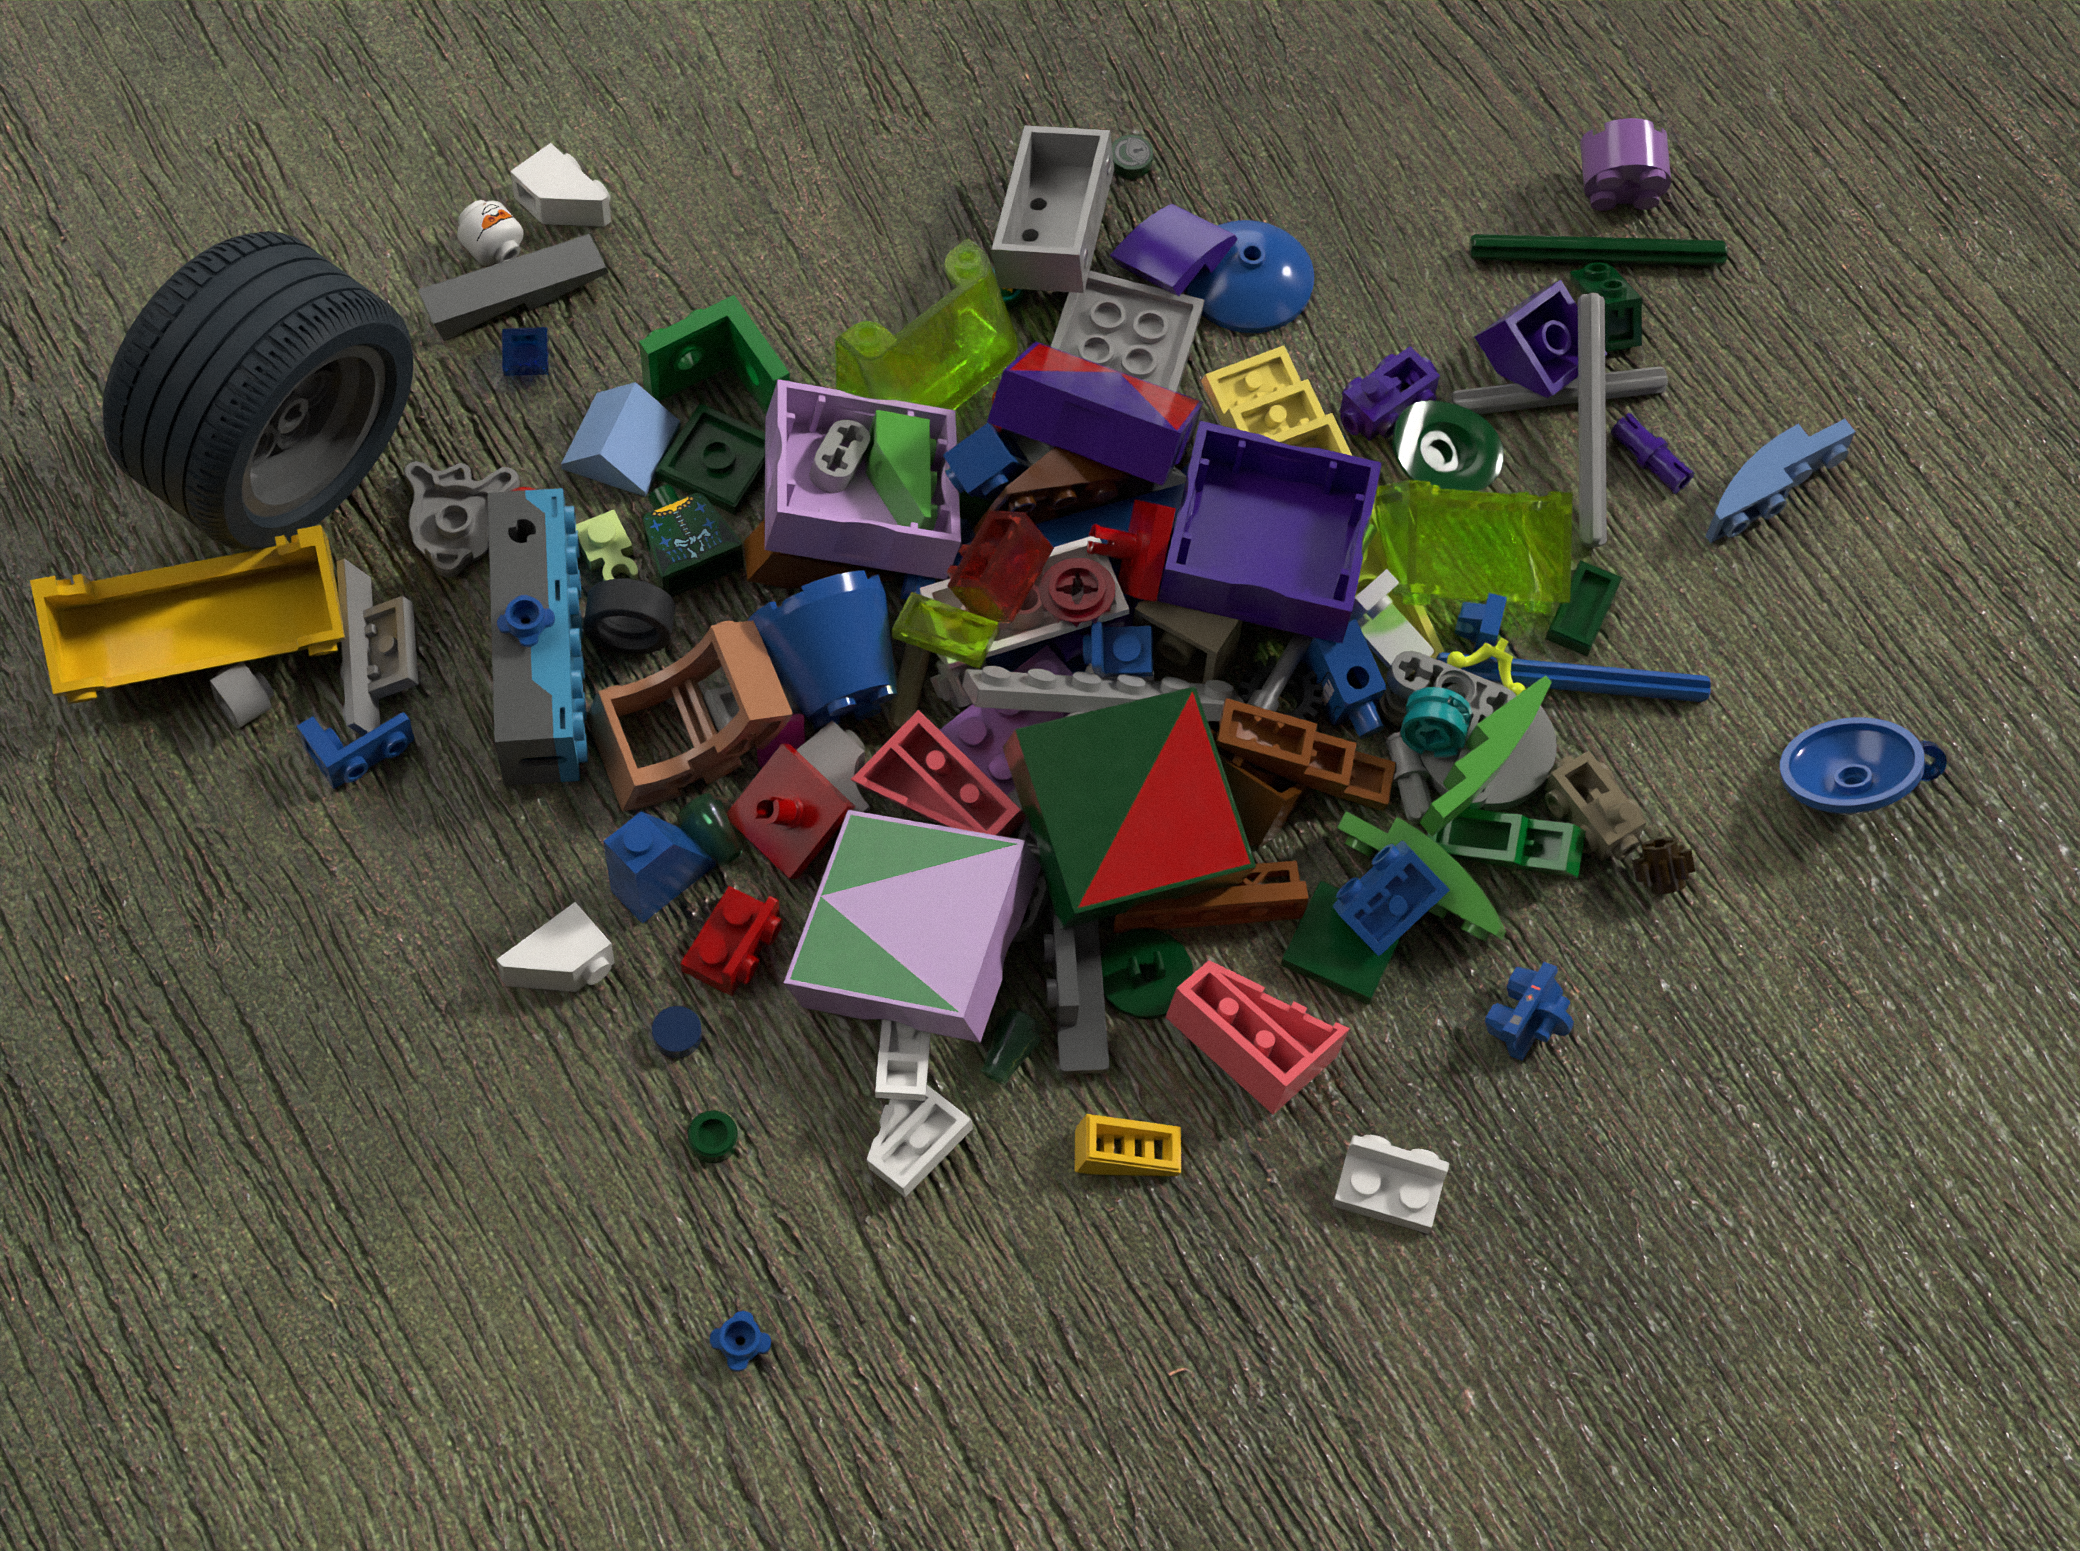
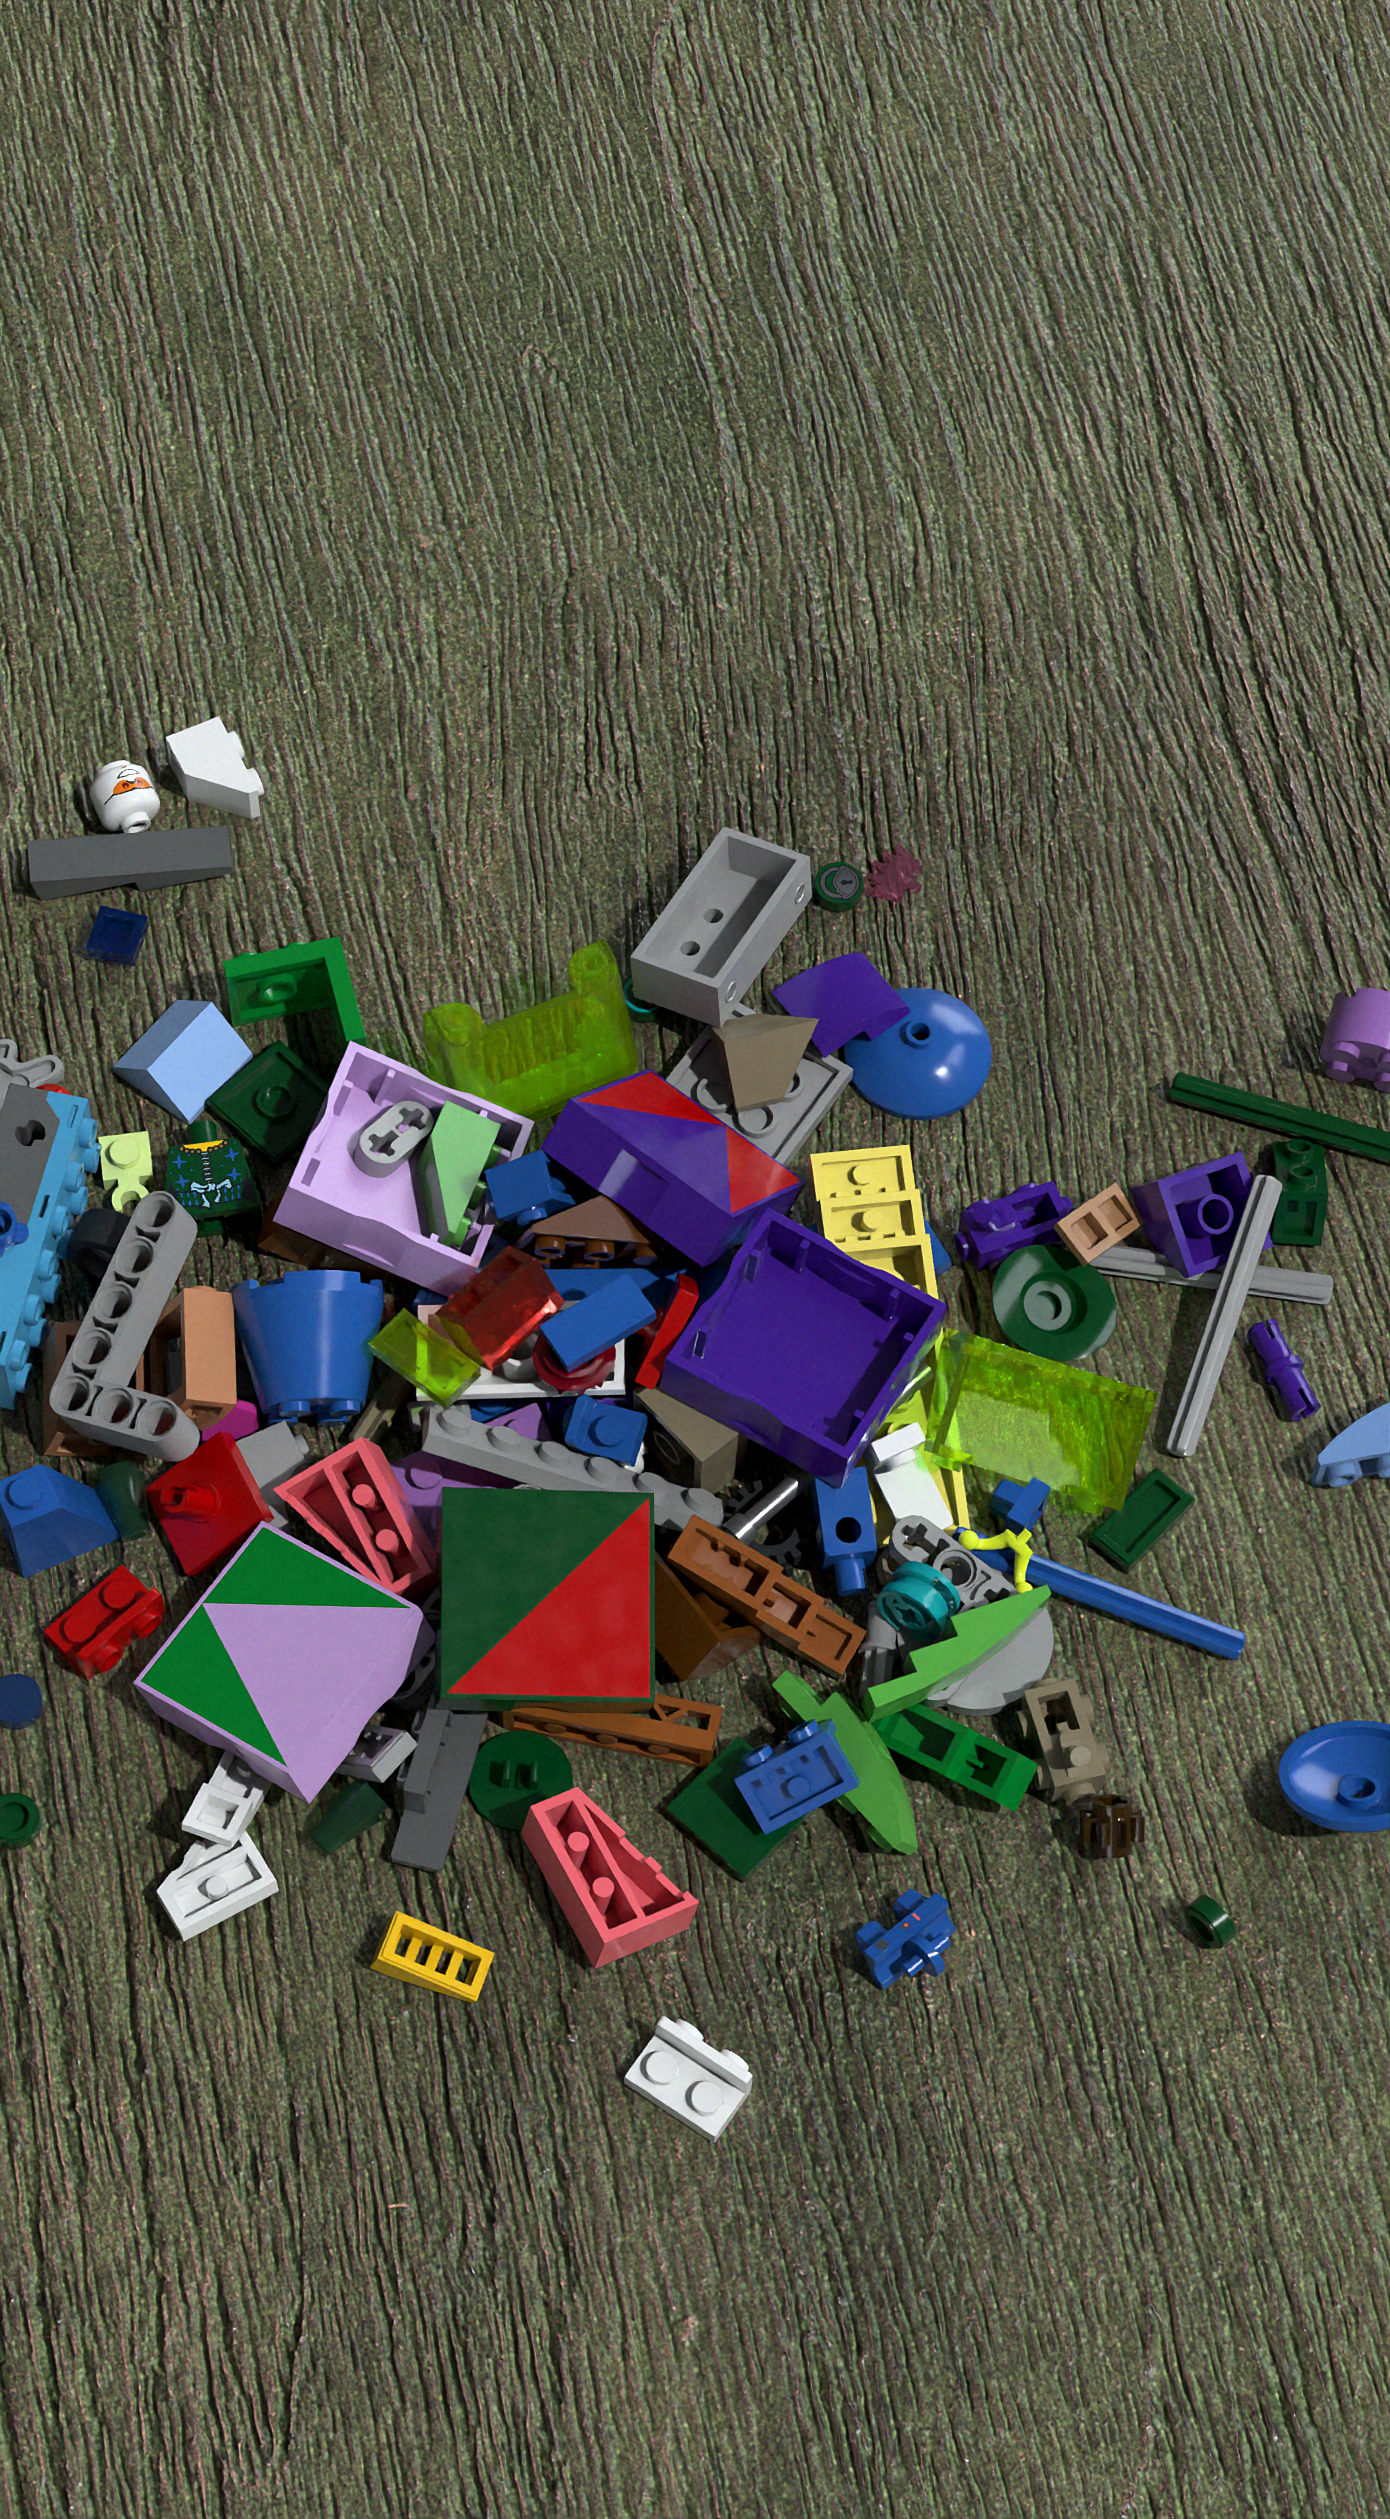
camera: 20 degrees right, 0 degrees up
(672, 684) = (161, 1240): none -> light grey beam
(1025, 981) = (377, 1753): none -> light grey plate
(1092, 555) = (598, 1322): none -> blue tile
(1125, 307) = (760, 1056): none -> dark tan slope
(1173, 136) = (894, 876): none -> clear pink piece
(1462, 371) = (1099, 1224): none -> medium nougat slope
(1774, 922) = (1210, 1922): none -> dark green tile

